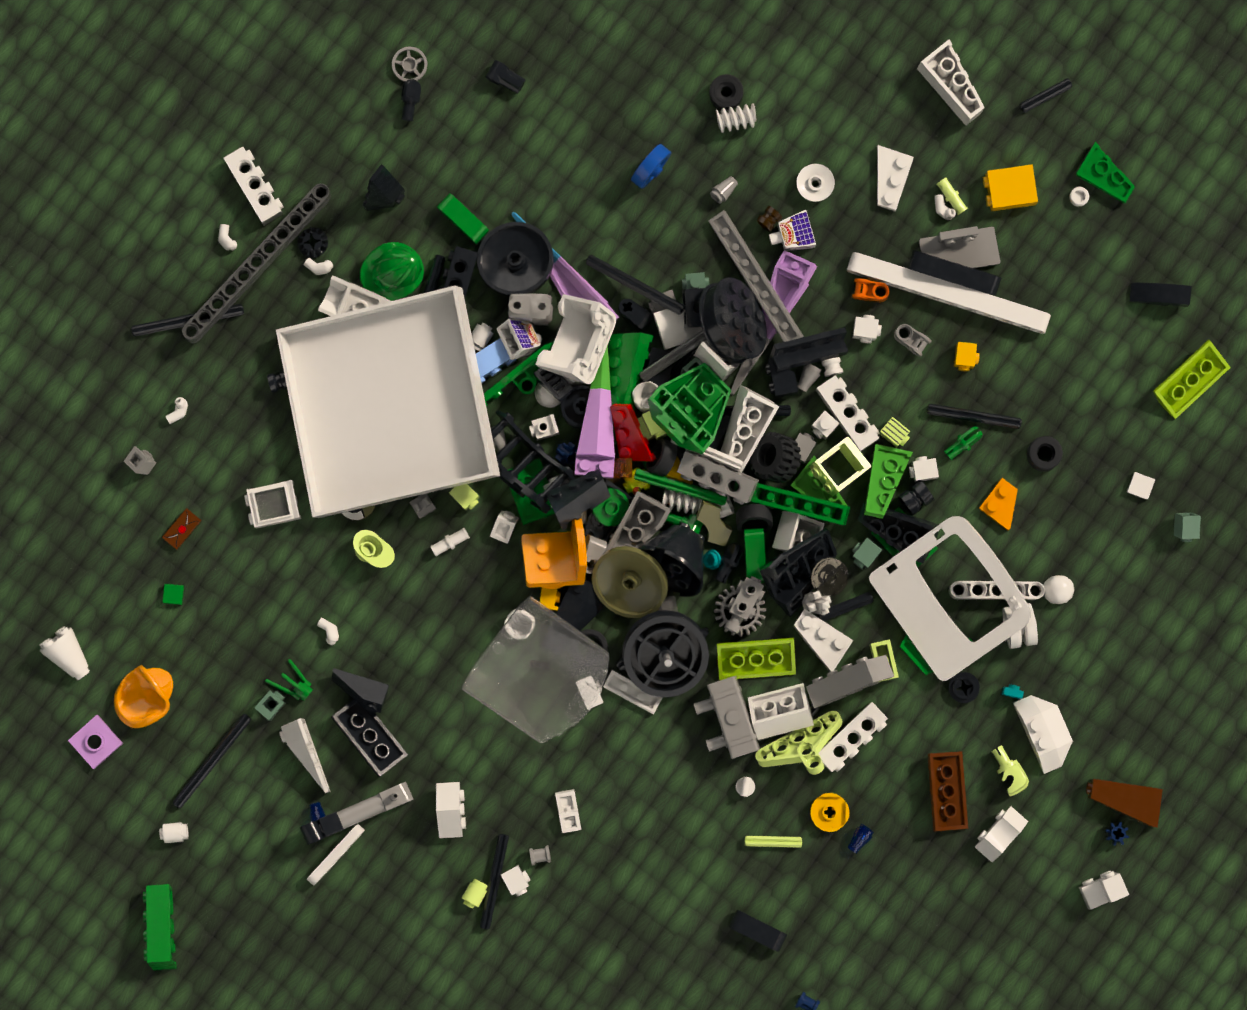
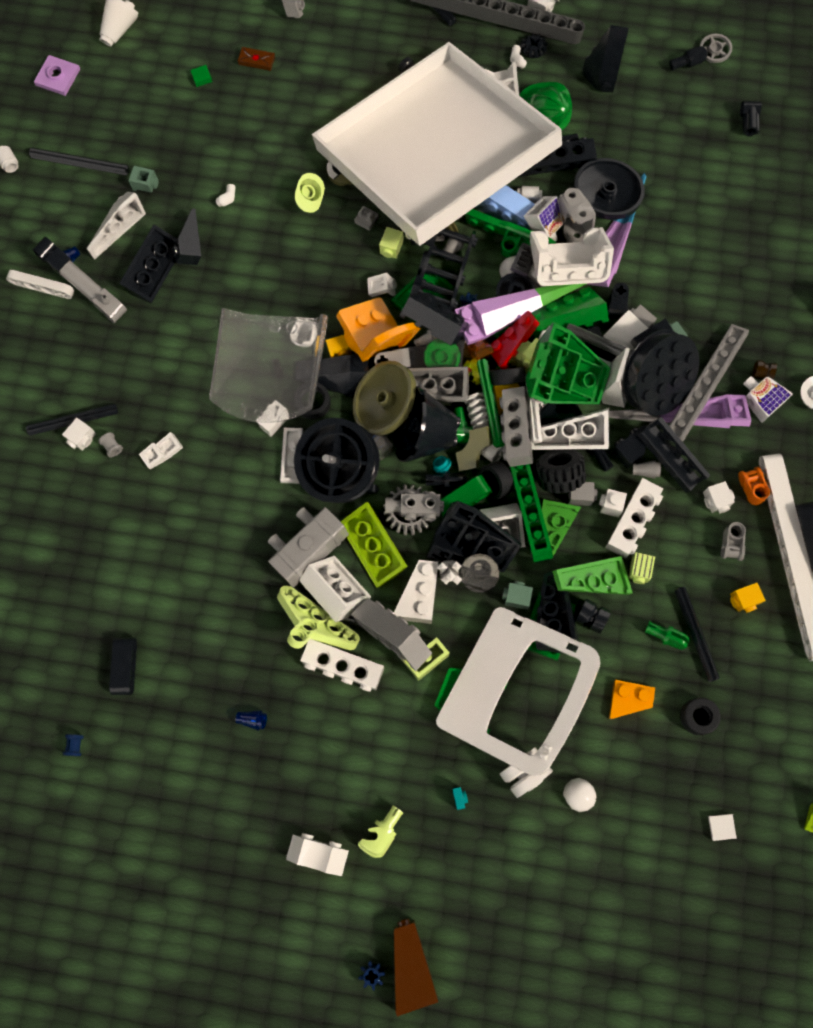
camera: 65 degrees right, 10 degrees down
(143, 696) = (107, 86): light orange piece -> none
(180, 410) = (348, 16): white arm -> none
(272, 504) = (308, 108): window -> none
(302, 689) = (167, 196): green plant -> none
(449, 541) = (346, 251): white pin -> none
(450, 810) = (113, 349): white brick -> none
(463, 218) = (618, 137): green beam -> none
(474, 893) = (53, 407): yellowish green brick -> none
(551, 430) = (484, 282): white brick -> none
(635, 284) = (643, 287): black axle -> none
(651, 166) = (750, 251): blue wheel -> none
(723, 190) = (765, 323): light grey cone -> none
(745, 786) = (252, 591): white plate -> none
(773, 841) = (213, 641): yellowish green axle -> none
(832, 367) = (668, 484): white wheel -> none
(837, 820) = (252, 675): yellow plate -> none
(847, 606) = (460, 602): black axle -> none
(853, 456) = (600, 539): yellowish green window -> none
(923, 469) = (622, 610): white brick -> none
(947, 791) = (334, 781): reddish brown slope -> none
(968, 679) = (441, 738): black gear -> none
(987, 590) = (548, 723): white beam -> none
(1045, 731) = (437, 850): white wedge -> none
(1103, 890) = (308, 990): white brick -> none
(1187, 526) = (710, 894): sand green brick -> none

